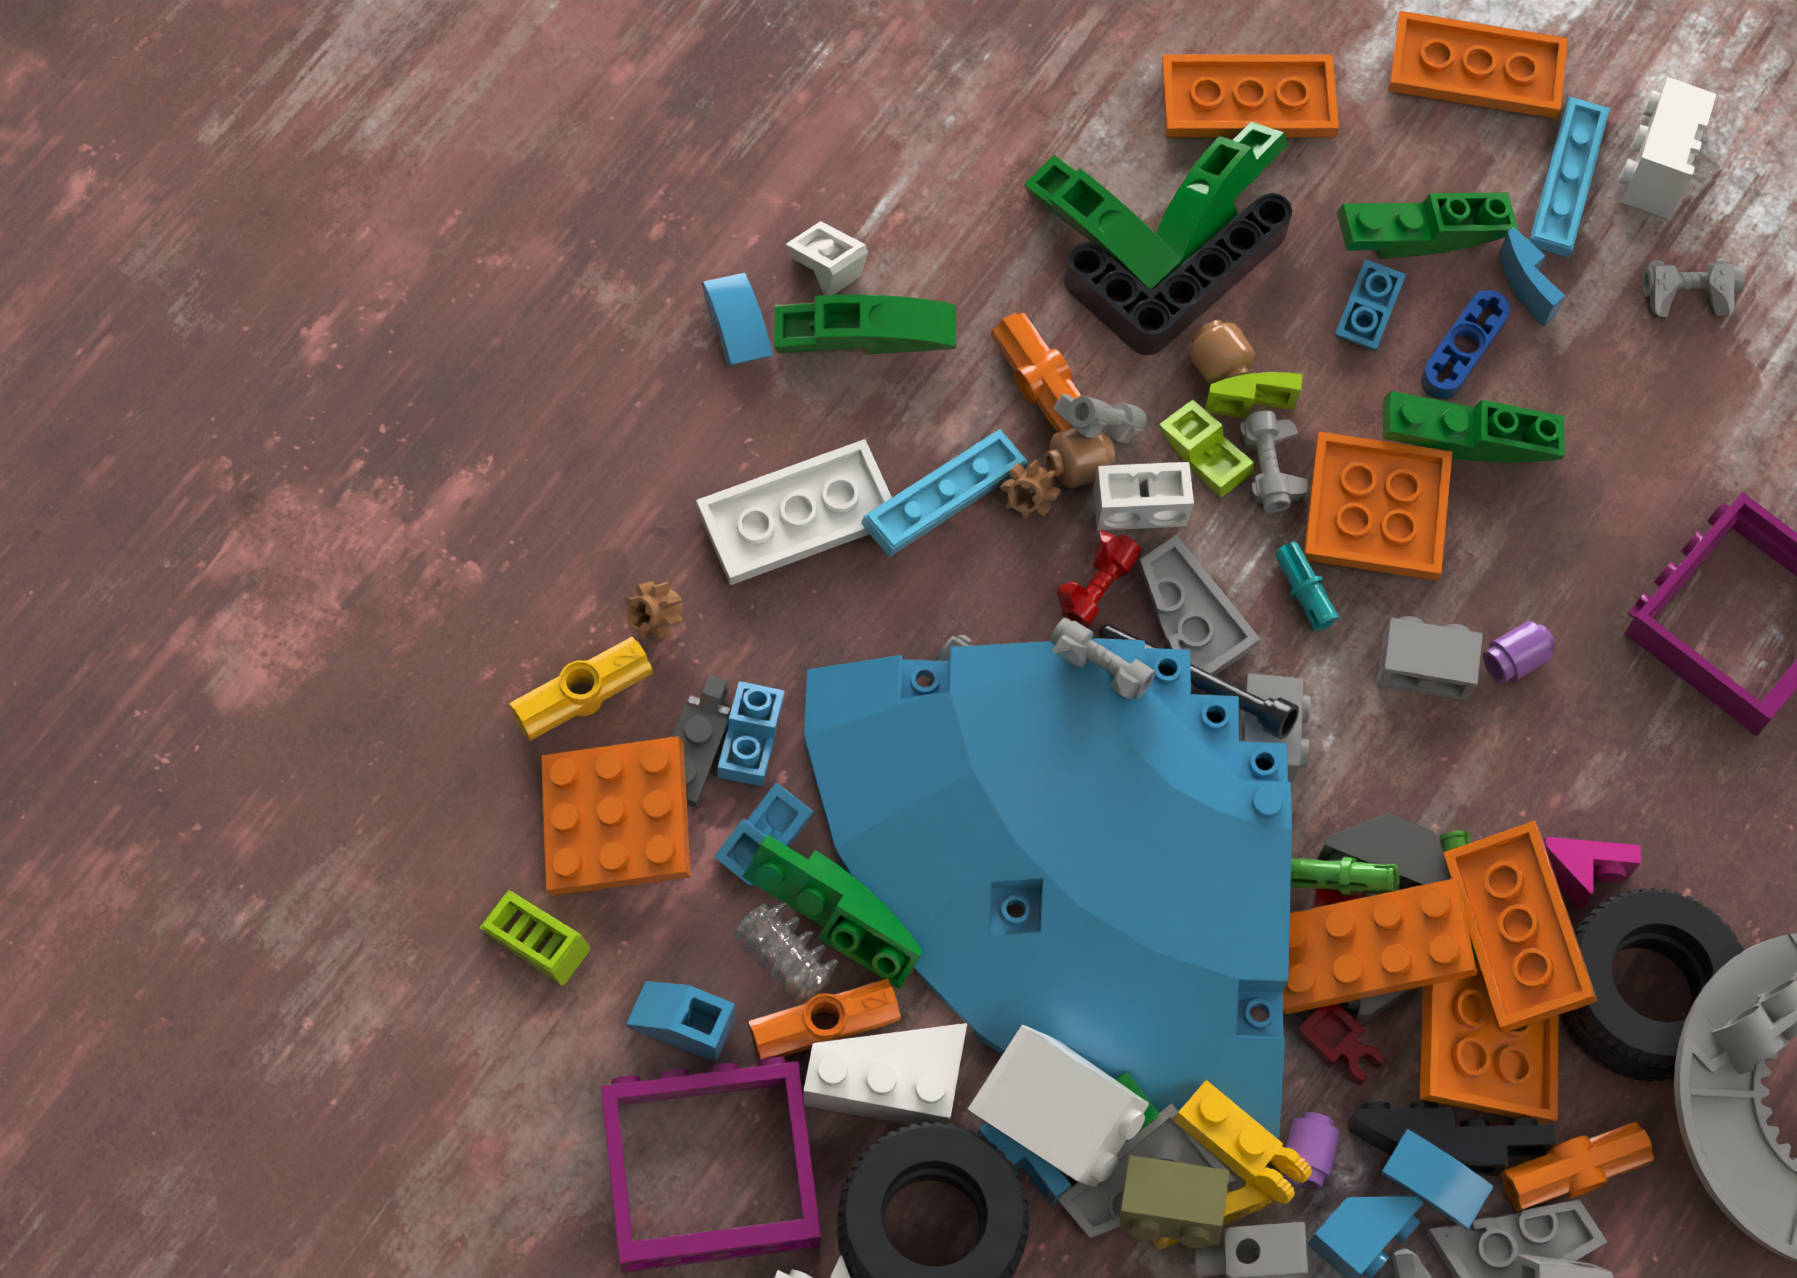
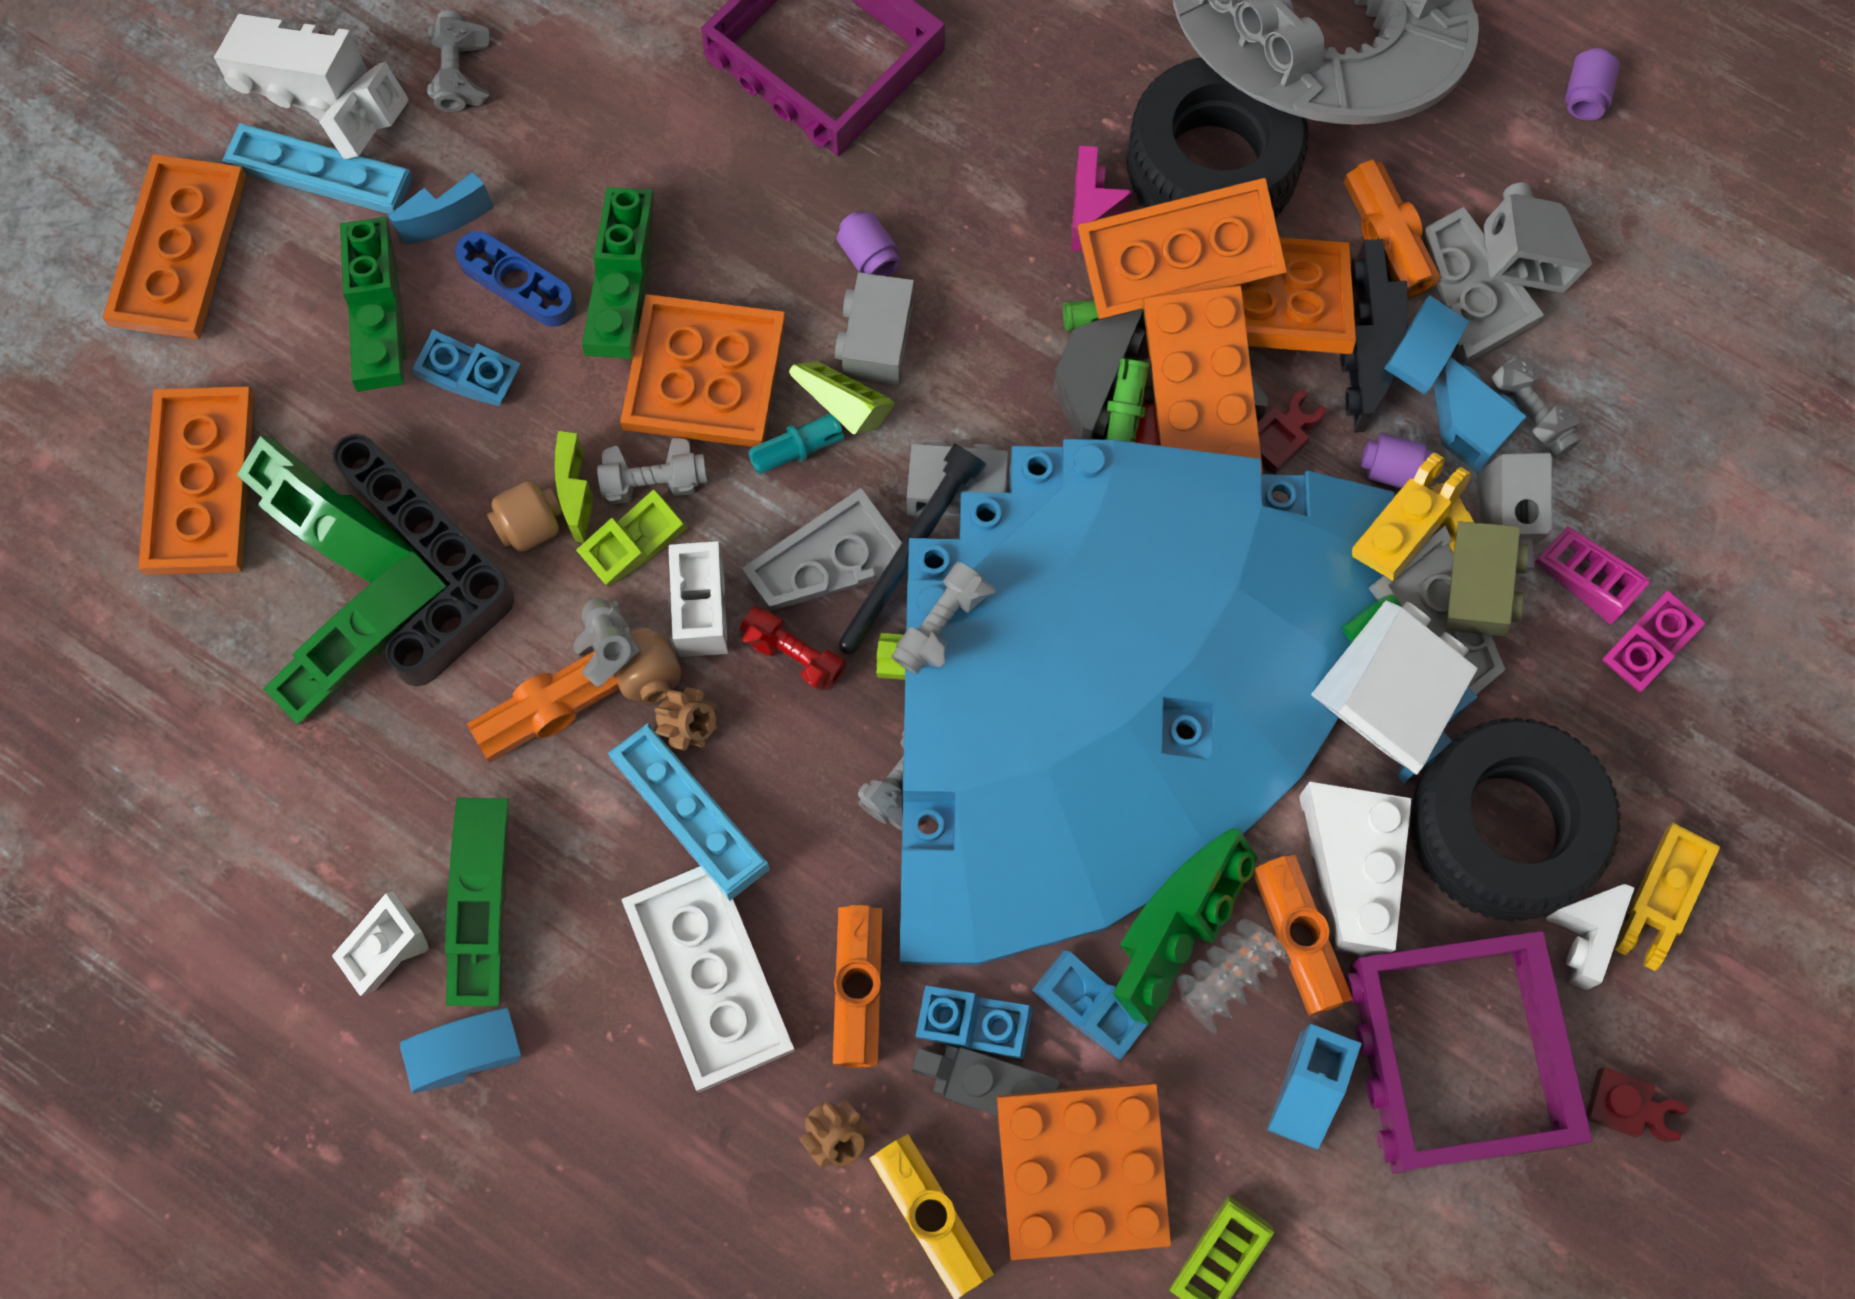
camera: 85 degrees left, 5 degrees up
(753, 632) = (858, 1019): none -> orange piece
(1338, 637) = (846, 399): none -> lime slope
(1629, 205) = (362, 109): none -> white slope

